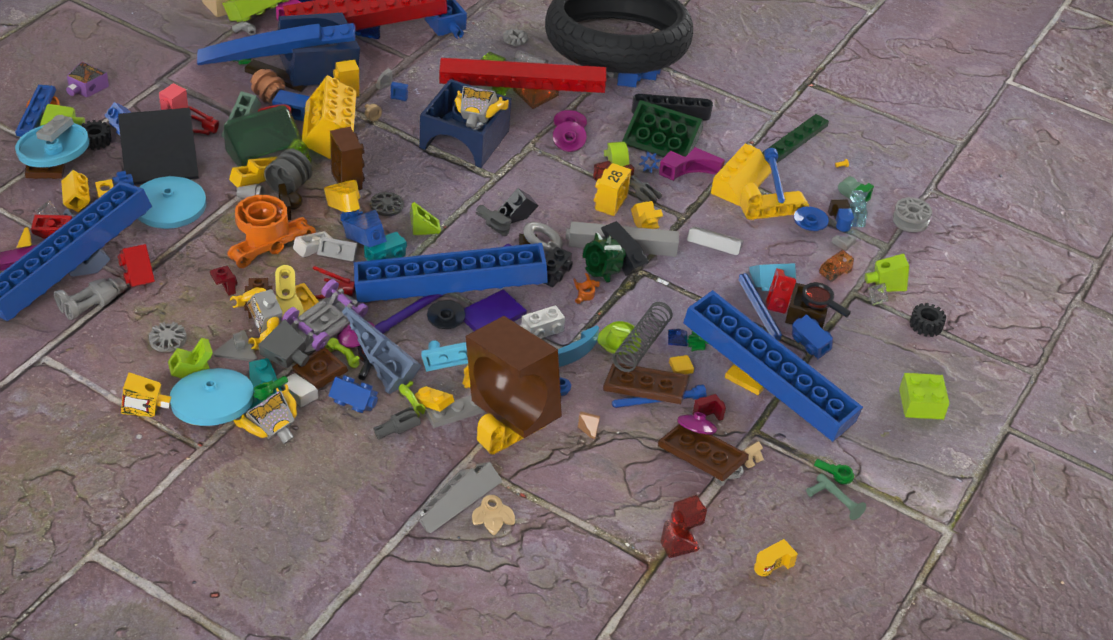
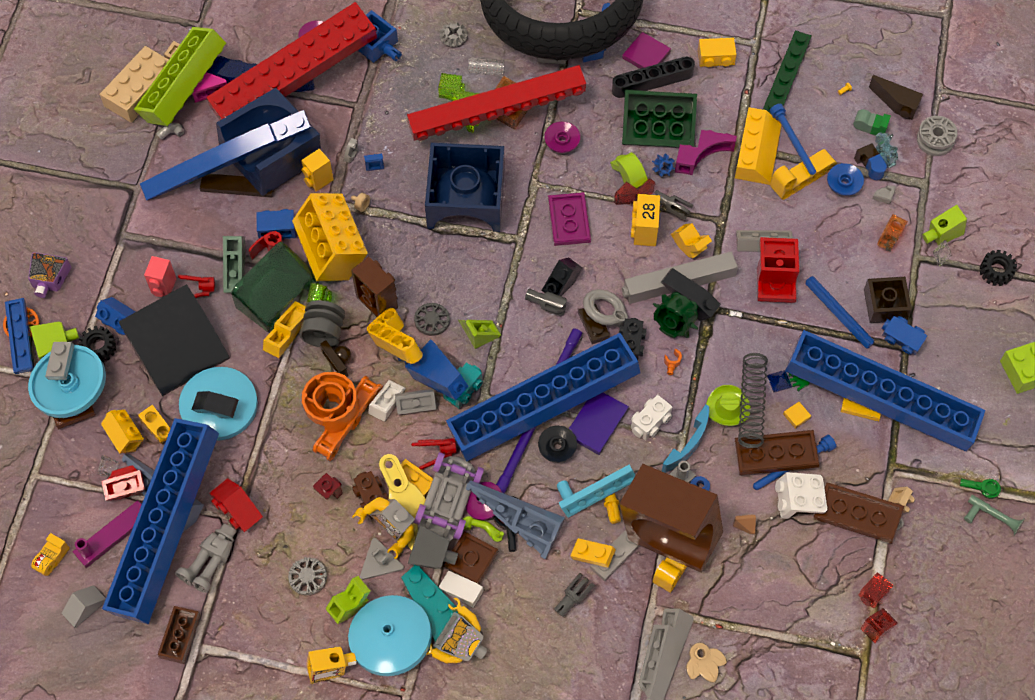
camera: 15 degrees left, 20 degrees up
(25, 239) = (106, 515): yellow slope -> none
(28, 338) = (179, 634): none -> reddish brown piece
(121, 176) = (162, 398): blue gear -> none
(164, 193) = (215, 403): none -> black slope
(250, 190) = (295, 359): light grey cone -> none
(265, 389) = (436, 611): green plate -> none
(266, 84) = (240, 209): nougat piece -> none
(360, 396) = (519, 578): blue brick -> none
(404, 390) = (571, 558): lime piece -> none
(478, 105) = (479, 175): torso -> none
(546, 175) = (569, 219): none -> magenta tile
(572, 131) = (571, 151): magenta dish -> none
(587, 284) = (668, 348): orange piece -> none
(653, 416) = (800, 494): none -> white bracket
(675, 88) = (646, 51): none -> magenta tile
(697, 423) = (842, 484): magenta dish -> none
(710, 405) = (841, 457): dark red bracket -> none
(714, 255) = (777, 270): none -> red bracket
(737, 107) = (716, 52): none -> yellow brick
(763, 274) = (838, 269): medium azure slope -> none
(775, 557) = (963, 615): yellow leg -> none
(780, 292) = (856, 294): red bracket -> none
(821, 297) = (899, 289): black piece -> none
(887, 180) = (897, 97): none -> dark brown slope

